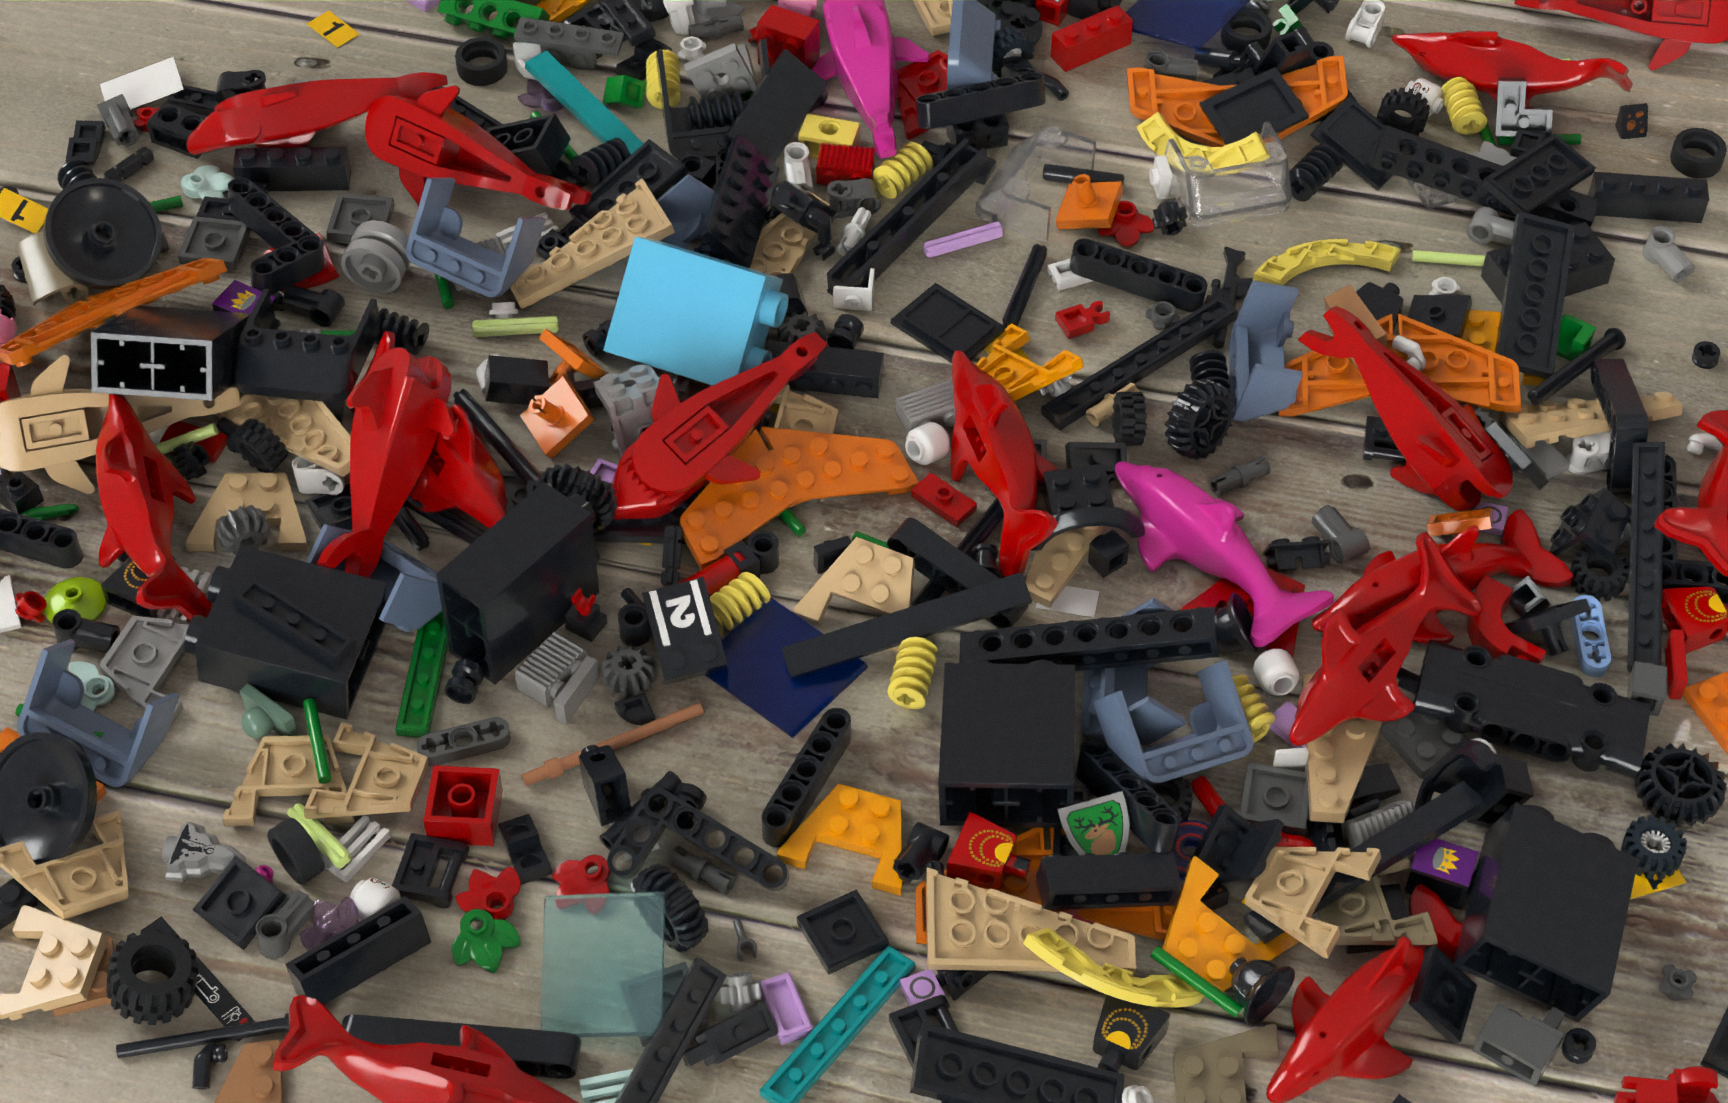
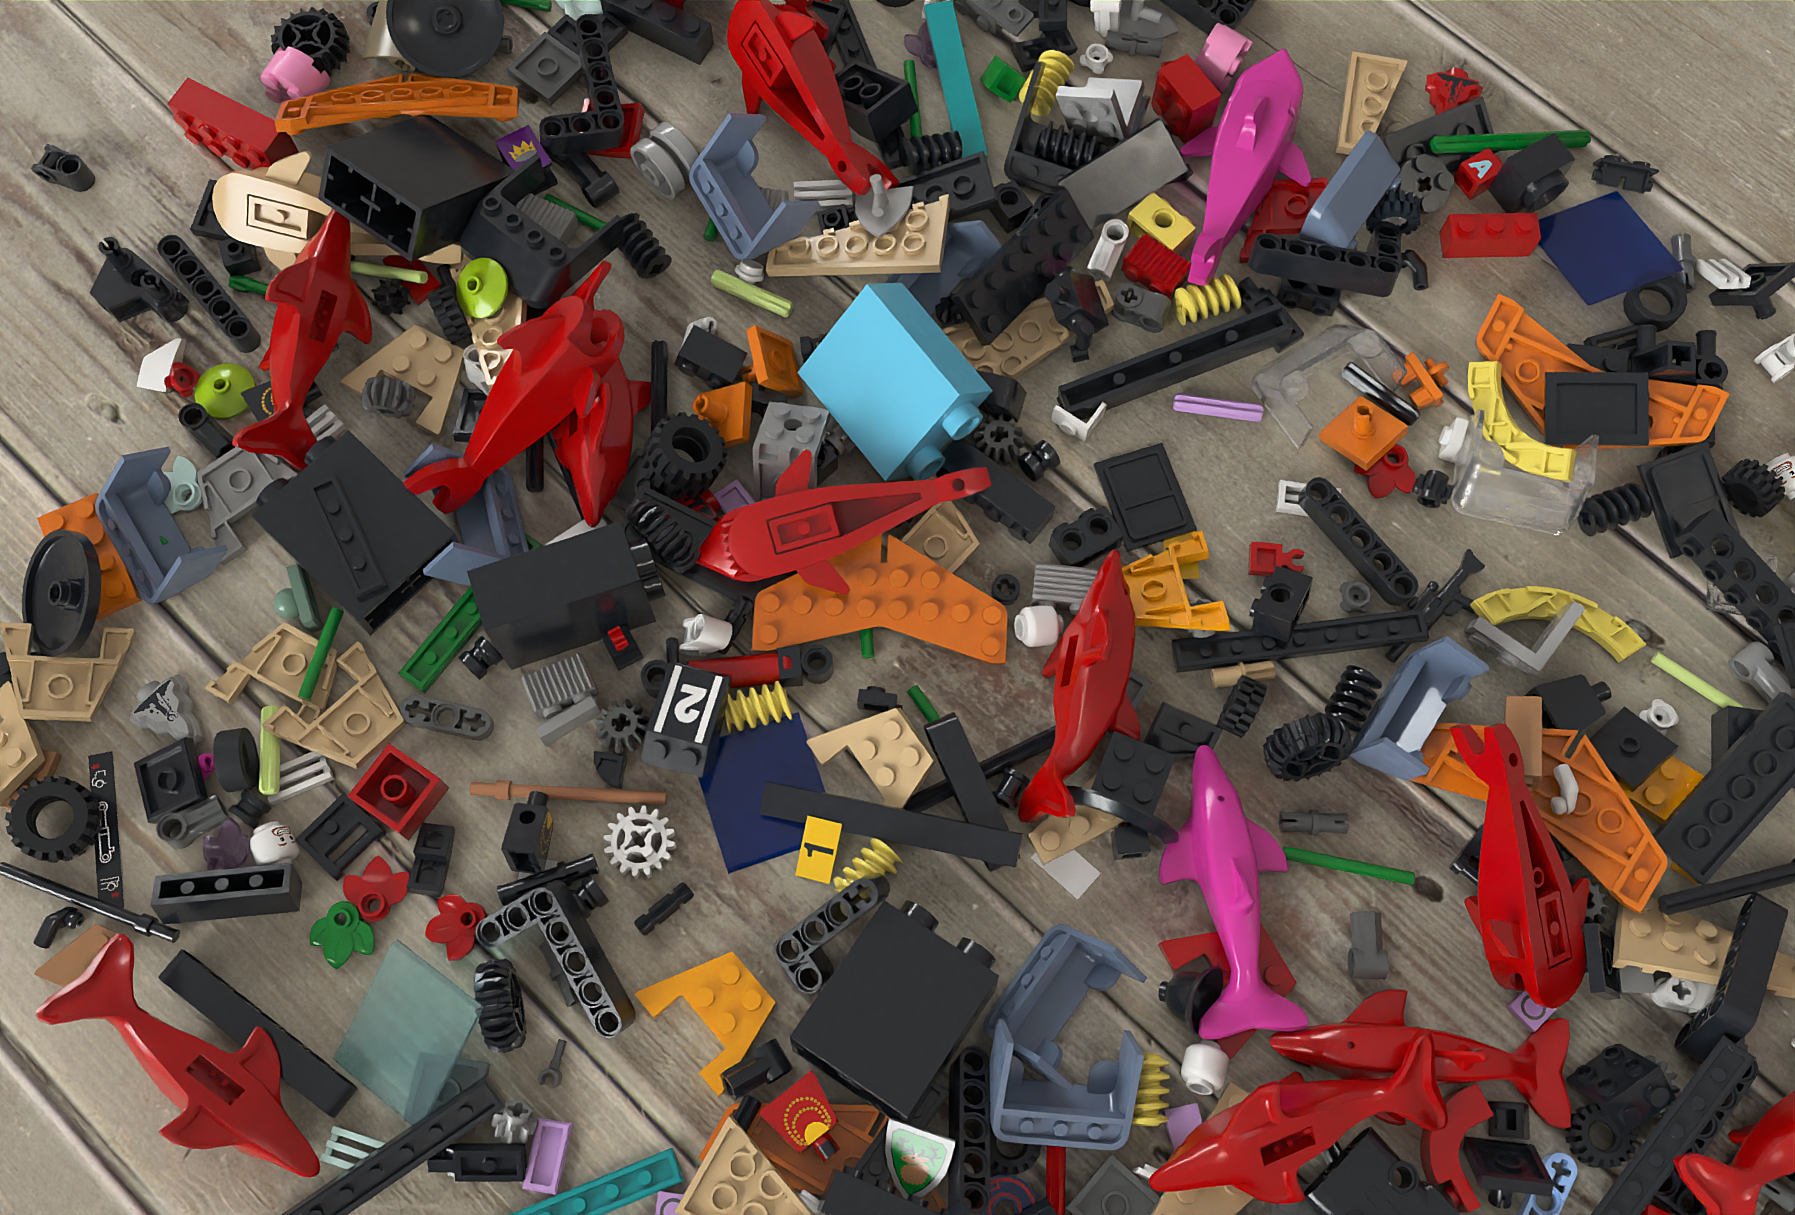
camera: 30 degrees right, 20 degrees up
(291, 410) = (490, 290): none -> lime dish
(331, 885) = (249, 809): none -> black wheel
(354, 209) = (686, 104): dark grey plate -> none
(547, 440) = (695, 439): none -> black tyre
(592, 213) = (882, 208): none -> light grey shield
(654, 568) = (705, 635): none -> white piece
(704, 744) = (629, 849): none -> white gear
(757, 784) = (663, 908): none -> black axle
(806, 789) = (691, 929): black beam -> none
(842, 931) = (641, 1110): black plate -> none
(854, 231) = (1119, 346): white axle -> none
(859, 678) = (818, 849): none -> yellow sticker
(882, 428) = (1012, 583): none -> black bush
(916, 707) = (833, 922): none -> black beam
(924, 366) = (1090, 545): none -> black brick
(944, 499) = (1018, 693): red plate -> none
(1025, 285) = (1243, 492): black axle -> none
(1101, 641) = (1136, 1016): black brick -> none
(1108, 339) = (1281, 603): none -> black brick
(1114, 150) = (1429, 392): none -> orange hips
(1173, 67) = (1547, 309): dark grey piece -> none
(1219, 58) = (1604, 324): black cylinder -> none
(1285, 553) = (1325, 947): black hinge -> none
(1288, 22) = (1708, 312): tile -> none
(1289, 492) = (1349, 865): none -> green bar
(1311, 285) = (1511, 652): none -> light grey bracket
(1457, 522) = (1490, 1010): orange tile -> none
(1574, 337) = (1758, 849): green panel -> none

